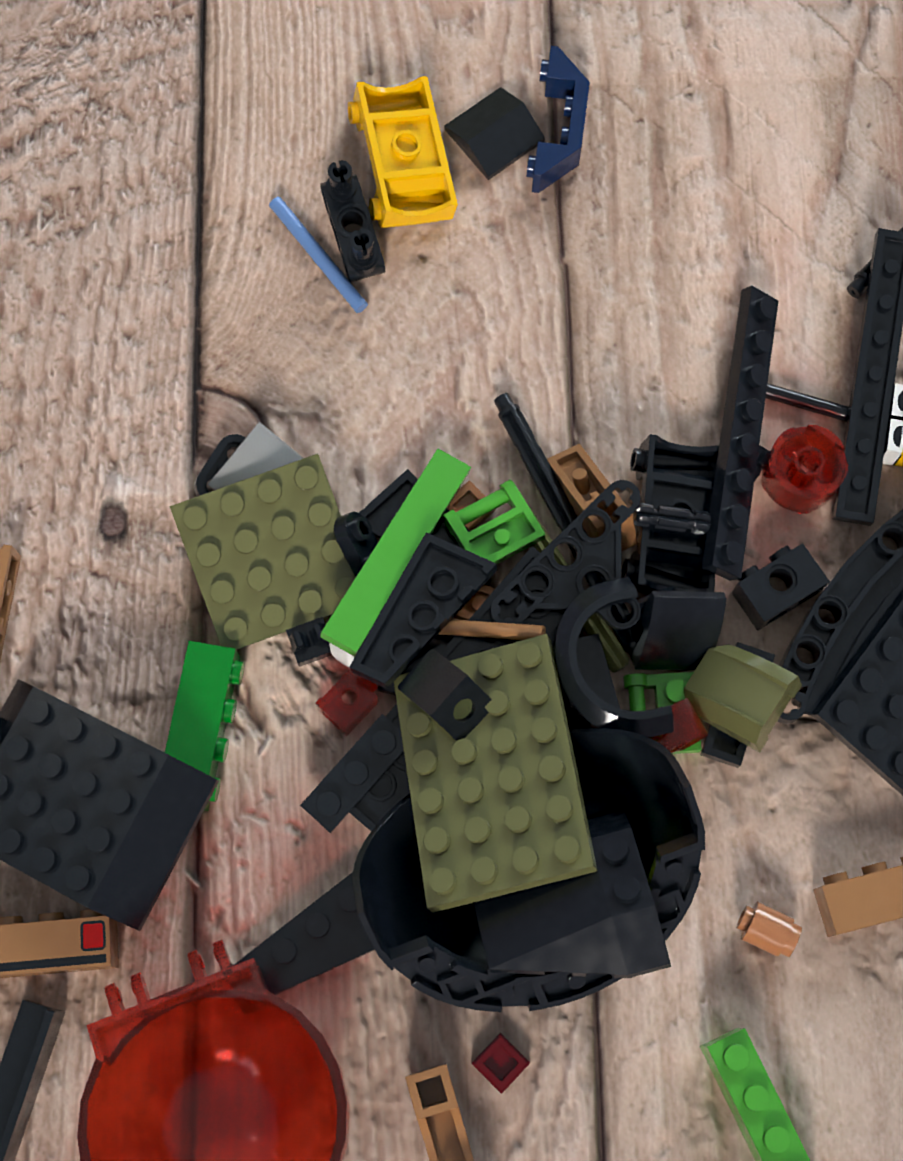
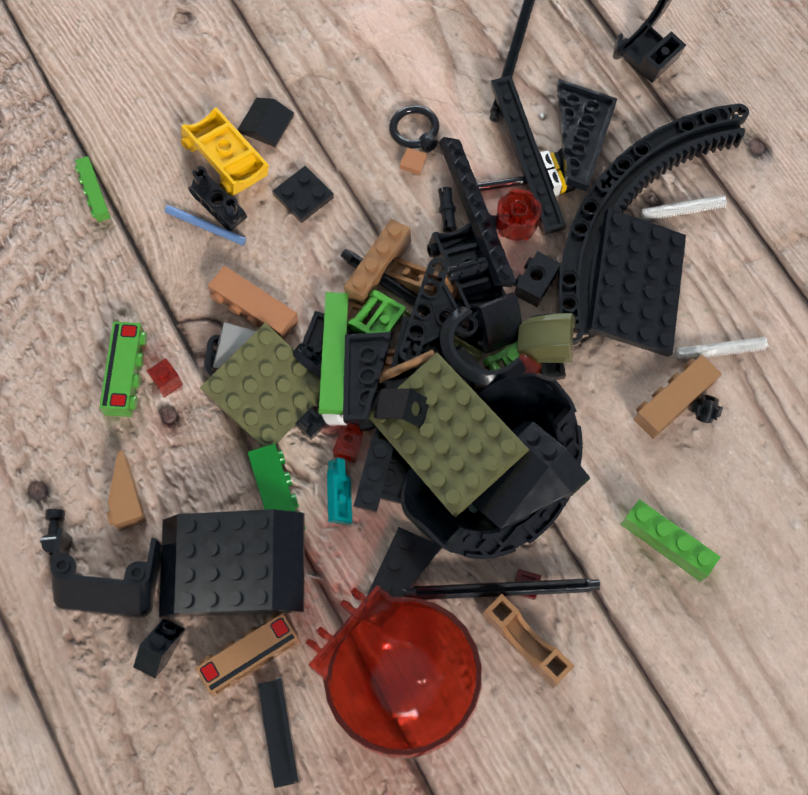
camera: 30 degrees left, 5 degrees down
(80, 420) = (122, 369): none -> bright green brick
(132, 464) = (164, 377): none -> clear red brick
(181, 120) = (92, 189): none -> bright green piece
(292, 772) = (339, 493): none -> teal hinge
(321, 412) = (251, 302): none -> nougat brick
(457, 1053) = (505, 588): none -> black piece
(490, 274) = (303, 194): none -> black plate
(568, 83) = (292, 79): dark blue slope -> none
(571, 421) = (388, 245): none -> medium nougat arch
(688, 301) = (413, 161): none -> nougat tile
(698, 404) = (447, 209): none -> black pin
(725, 279) = (427, 140): none -> black piece
(769, 929) = (623, 448): nougat brick -> none

